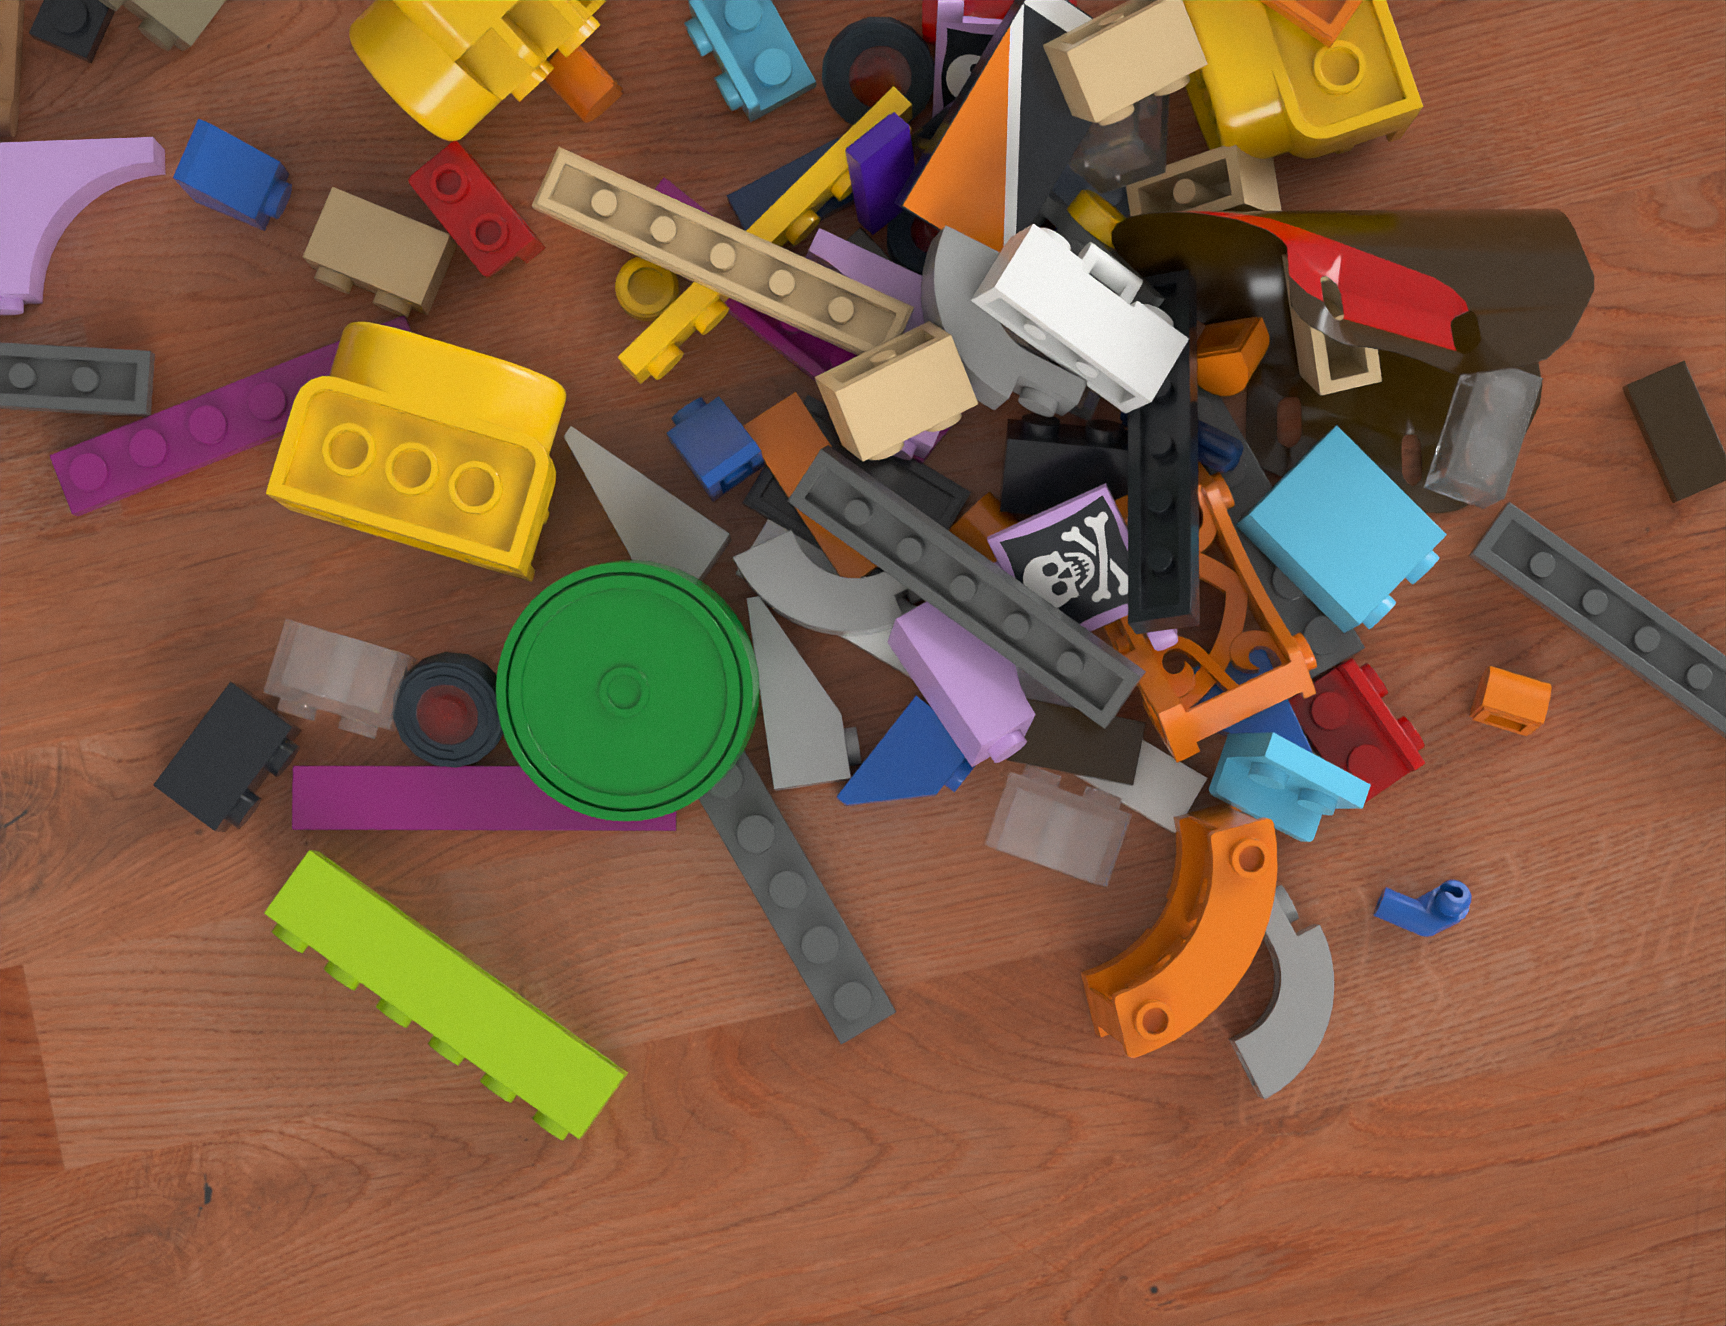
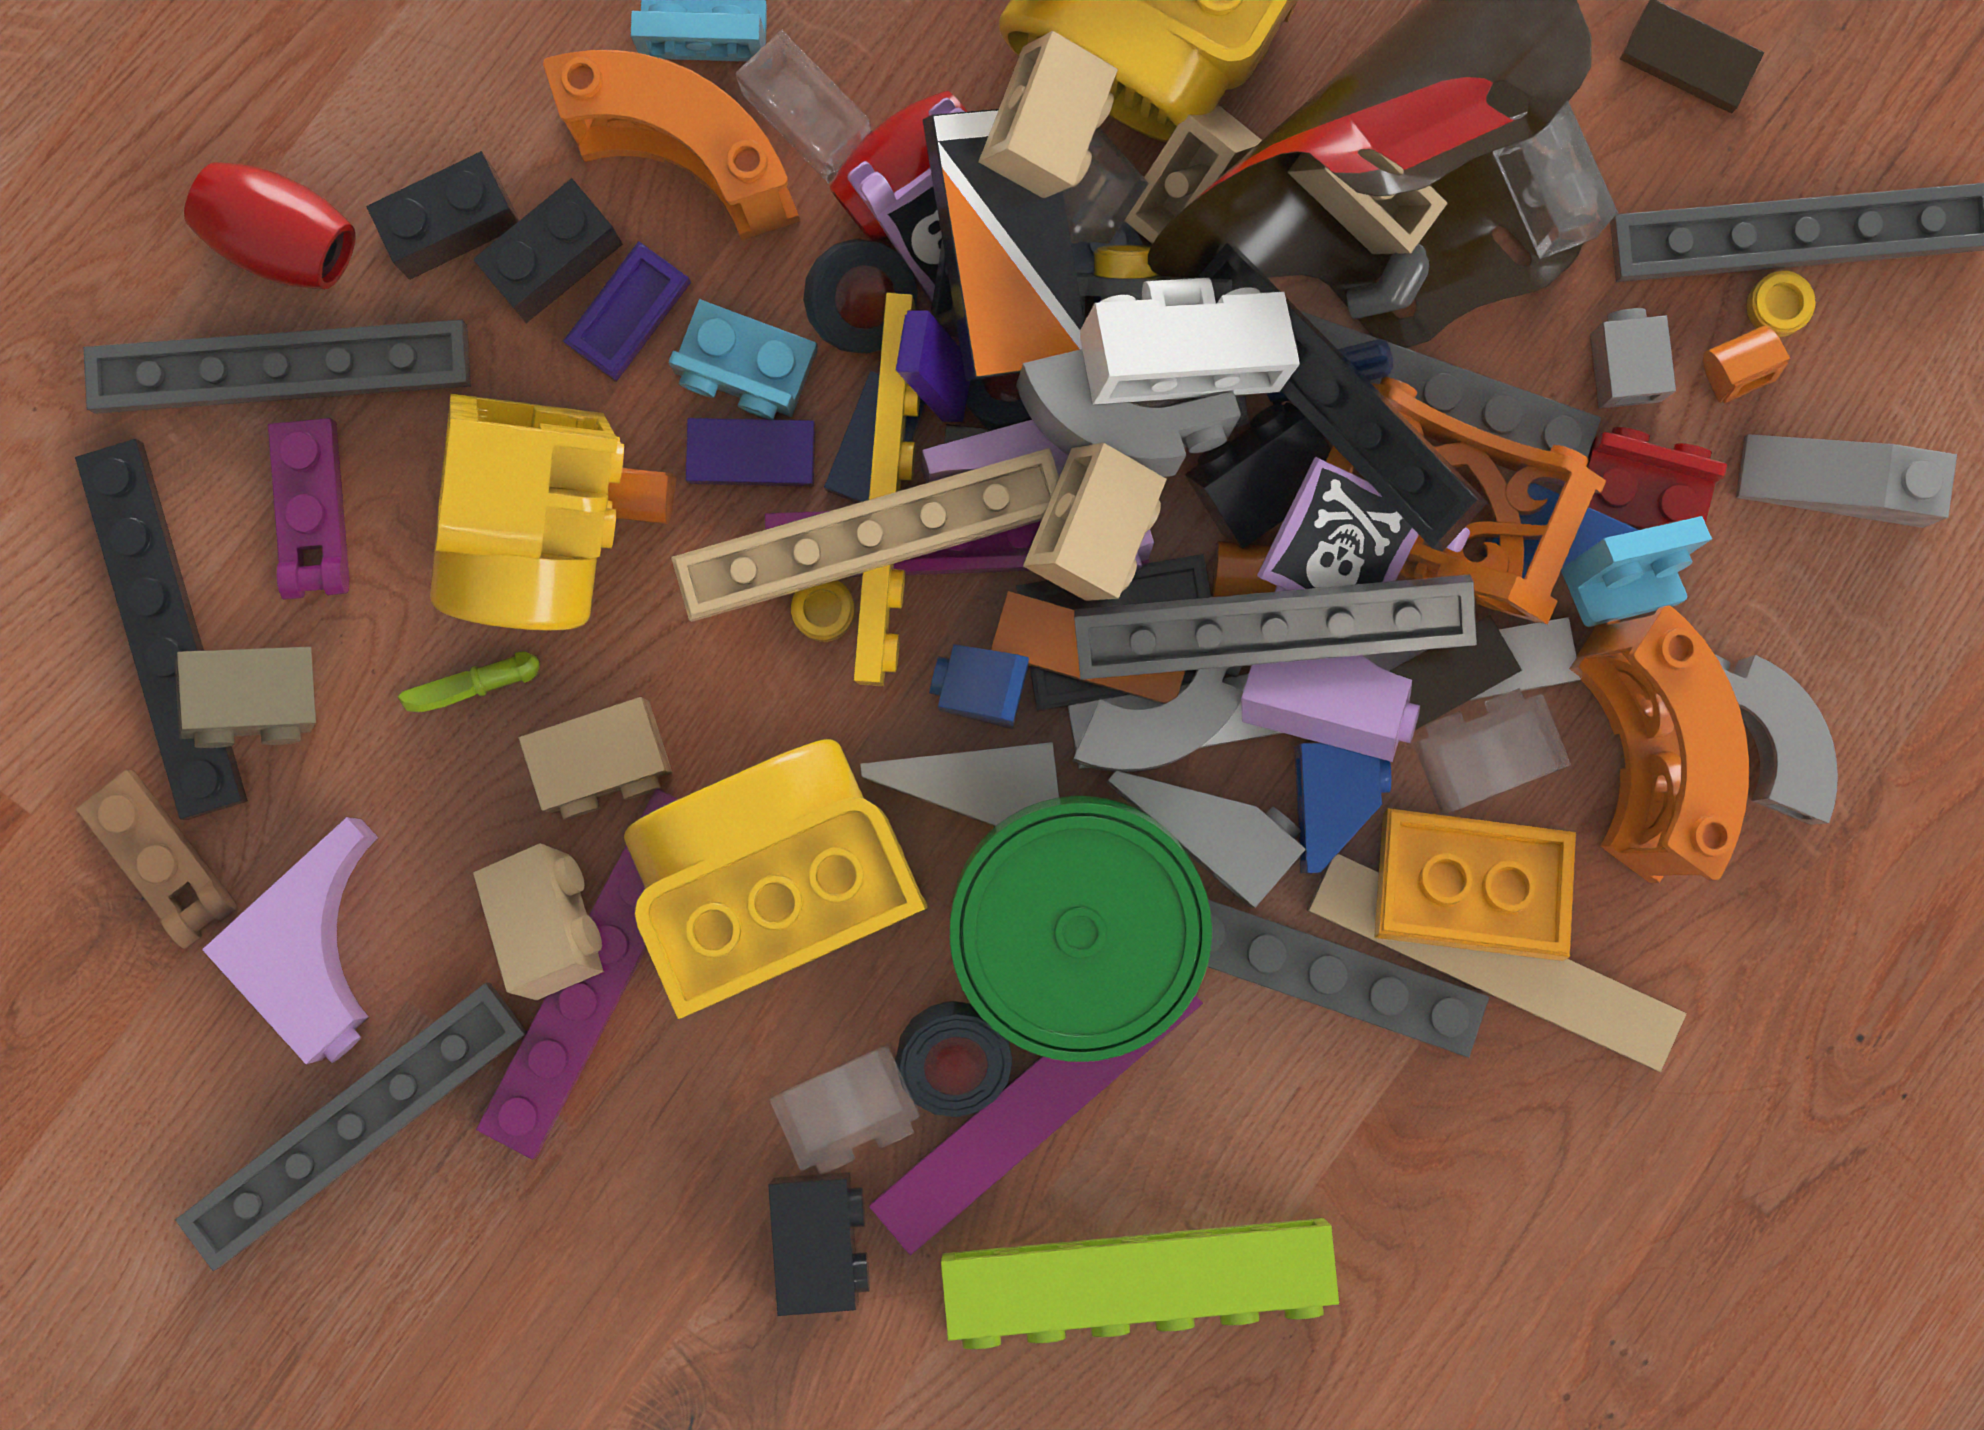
camera: 35 degrees left, 0 degrees up
(229, 338) = (539, 921): none -> tan brick
(232, 176) = (434, 795): blue slope -> none
(332, 116) = (469, 683): none -> lime piece
(474, 210) = (642, 663): red bracket -> none
(695, 122) = (750, 452): none -> dark purple tile
(925, 992) = (1544, 987): none -> tan tile
(958, 918) = (1475, 885): none -> light orange tile
(1230, 354) = (1312, 280): orange brick -> none
(1292, 413) = (1395, 288): none -> dark grey arm
(1343, 532) = (1515, 342): medium azure brick -> none
(1426, 623) = (1632, 359): none -> light grey brick
(1429, 912) = (1820, 575): blue arm -> none
(1512, 854) = (1848, 478): none -> light grey slope
(1581, 680) = (1781, 302): none -> yellow tile

